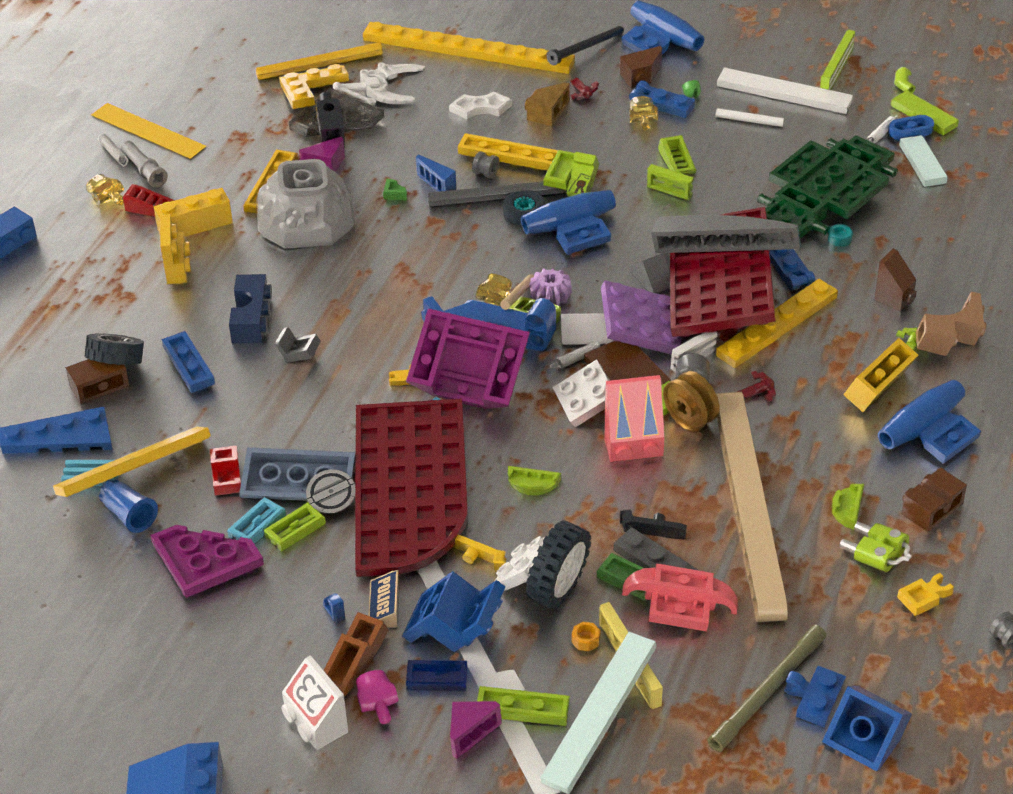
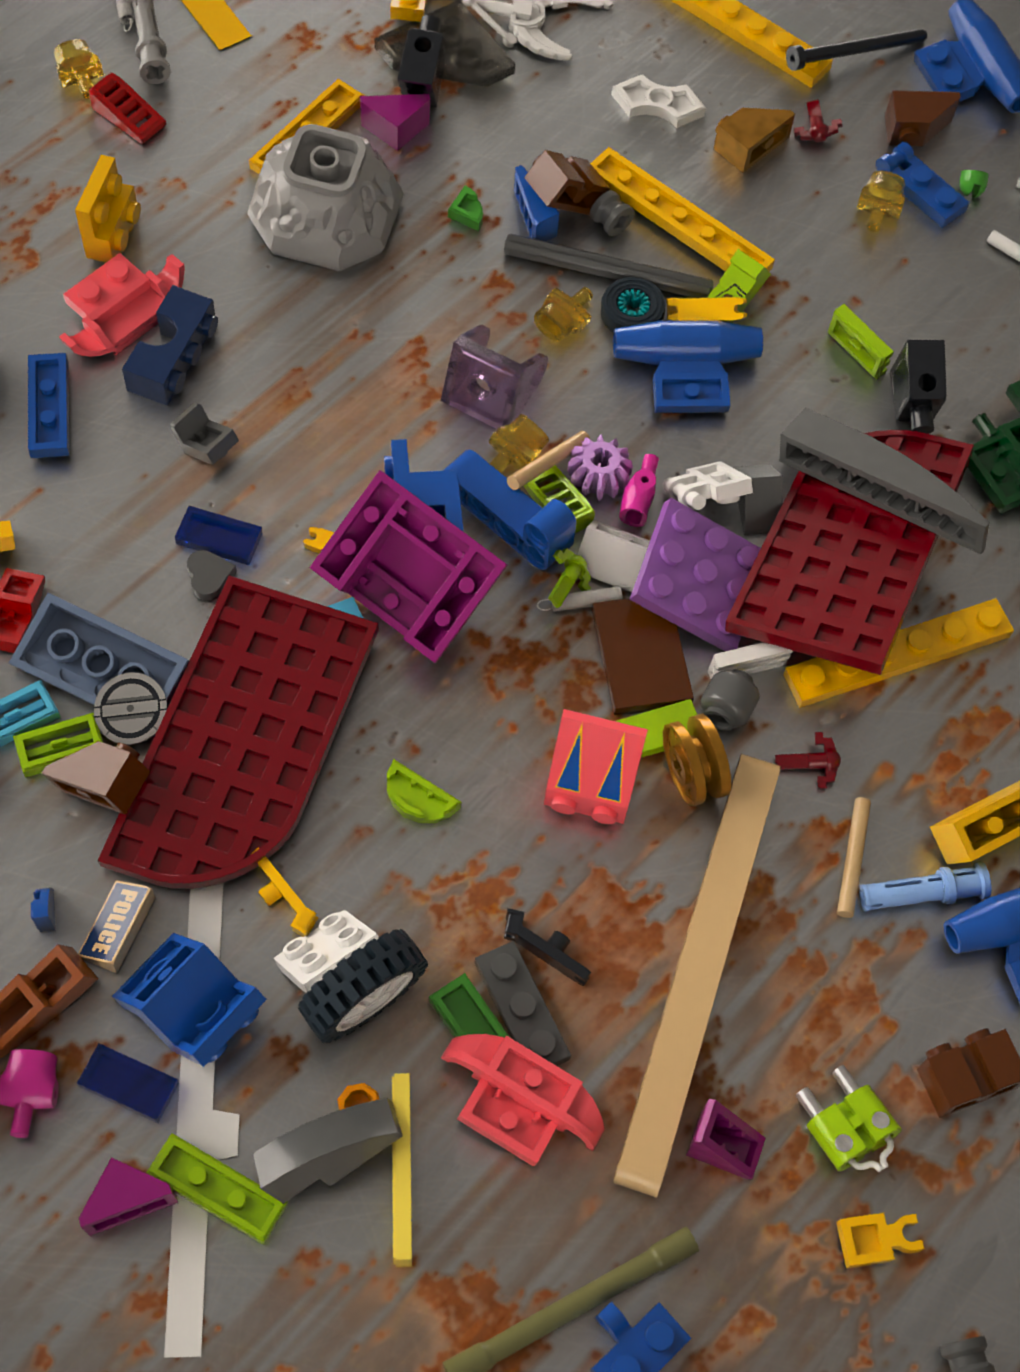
camera: 15 degrees right, 20 degrees up
(197, 212) = (170, 154): yellow brick -> none
(204, 298) = (118, 304): none -> coral plate
(332, 525) = (100, 775): none -> slope
(333, 394) = (218, 535): none -> clear blue tile
(339, 414) = (208, 574): none -> dark grey tile
(451, 154) = (566, 182): none -> reddish brown brick
(473, 255) = (508, 381): none -> clear purple hose
(483, 223) = (563, 314): none -> clear yellow piece
(560, 170) = (710, 264): lime tile -> none
(564, 340) = (574, 568): none -> lime piece
(576, 187) = (705, 308): none -> yellow piece
(580, 654) = (326, 1148): none -> dark grey slope
(582, 292) = (639, 493): none -> dark pink piece
(583, 393) = (560, 677): white plate -> none
(598, 713) = (304, 1261): light aqua tile -> none
(623, 272) = (708, 481): none -> white plate
(677, 143) = (899, 272): lime slope -> none
(716, 187) = (919, 383): none -> black torso
(791, 268) = (965, 564): blue plate -> none
(808, 426) = (854, 857): none -> tan bar
(810, 577) = (725, 1141): none -> magenta slope
(847, 505) = (843, 1023): lime tile -> none
(866, 420) = (943, 885): none -> light blue pin

